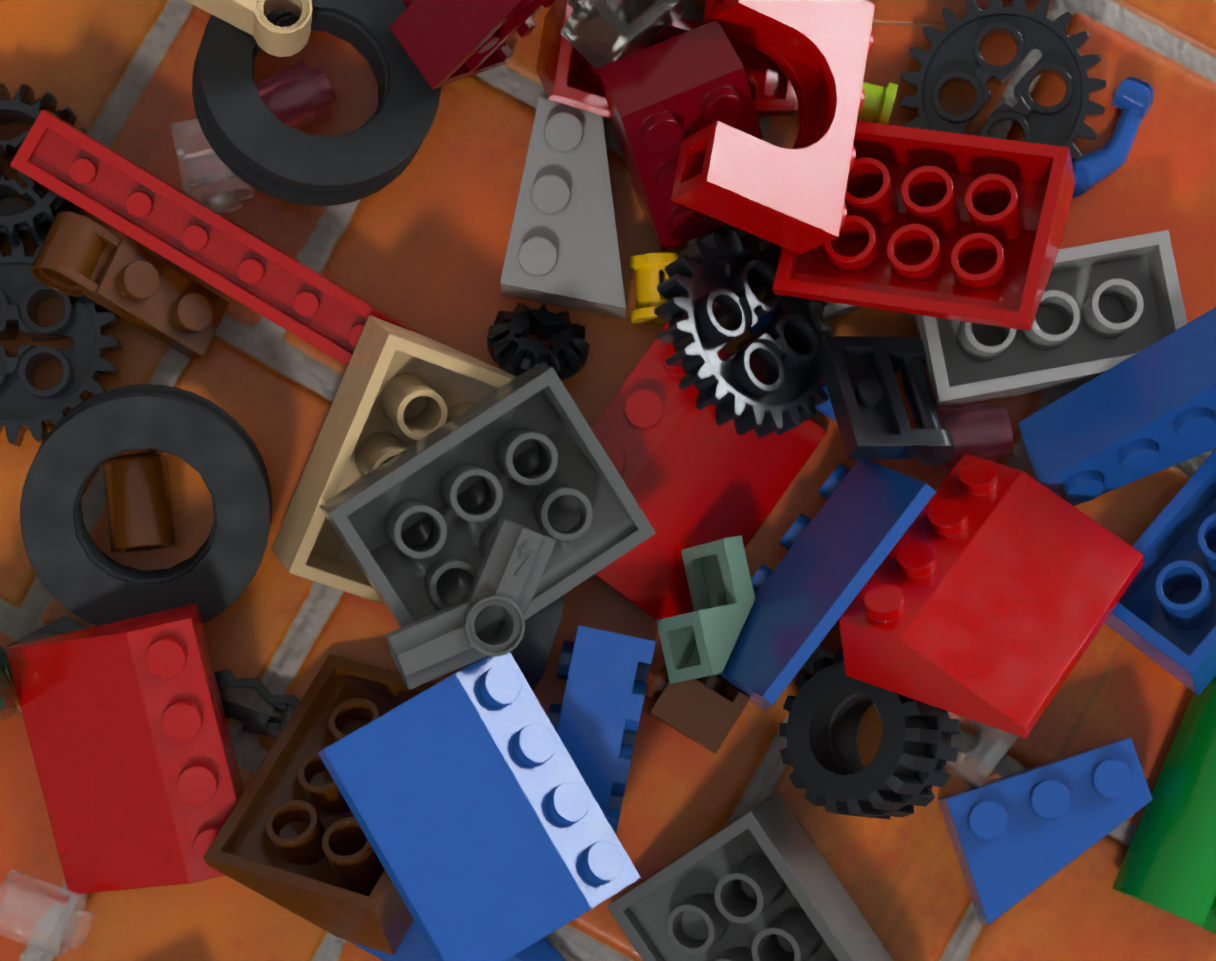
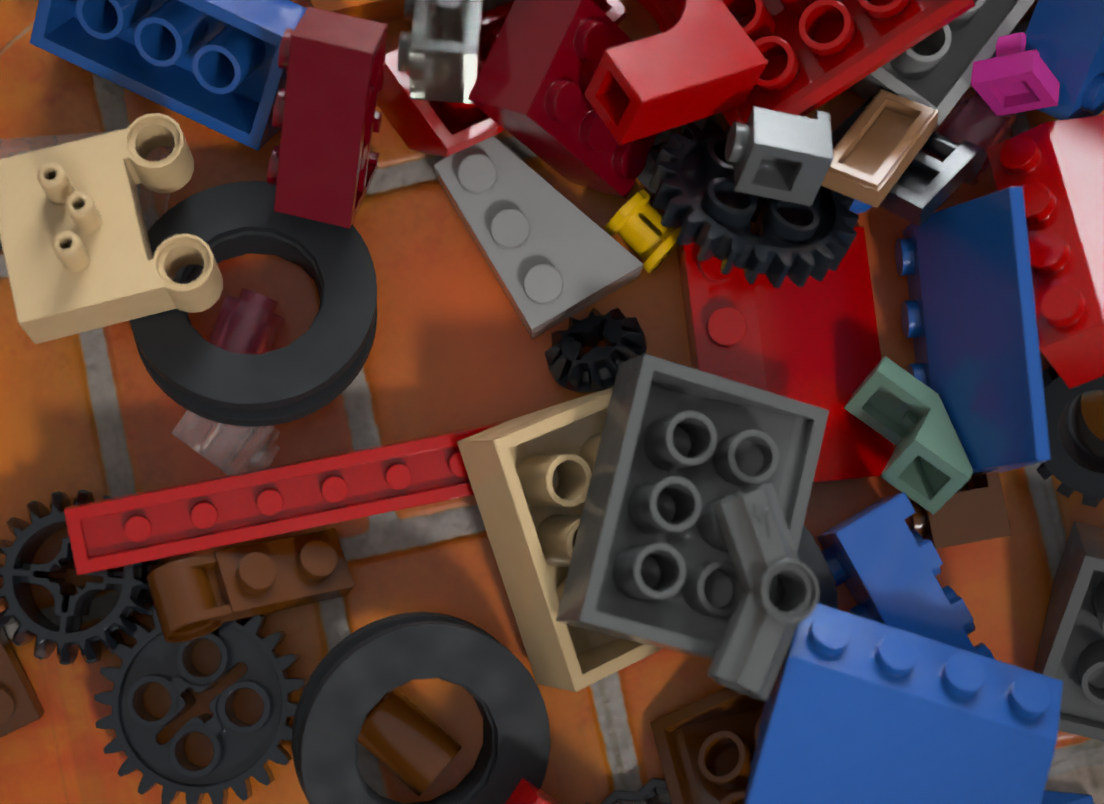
camera: 45 degrees left, 0 degrees up
(788, 313) = (780, 154): none -> dark grey brick
(873, 375) = (879, 147): none -> medium nougat tile
(1027, 416) = (1015, 78): none -> dark pink tile

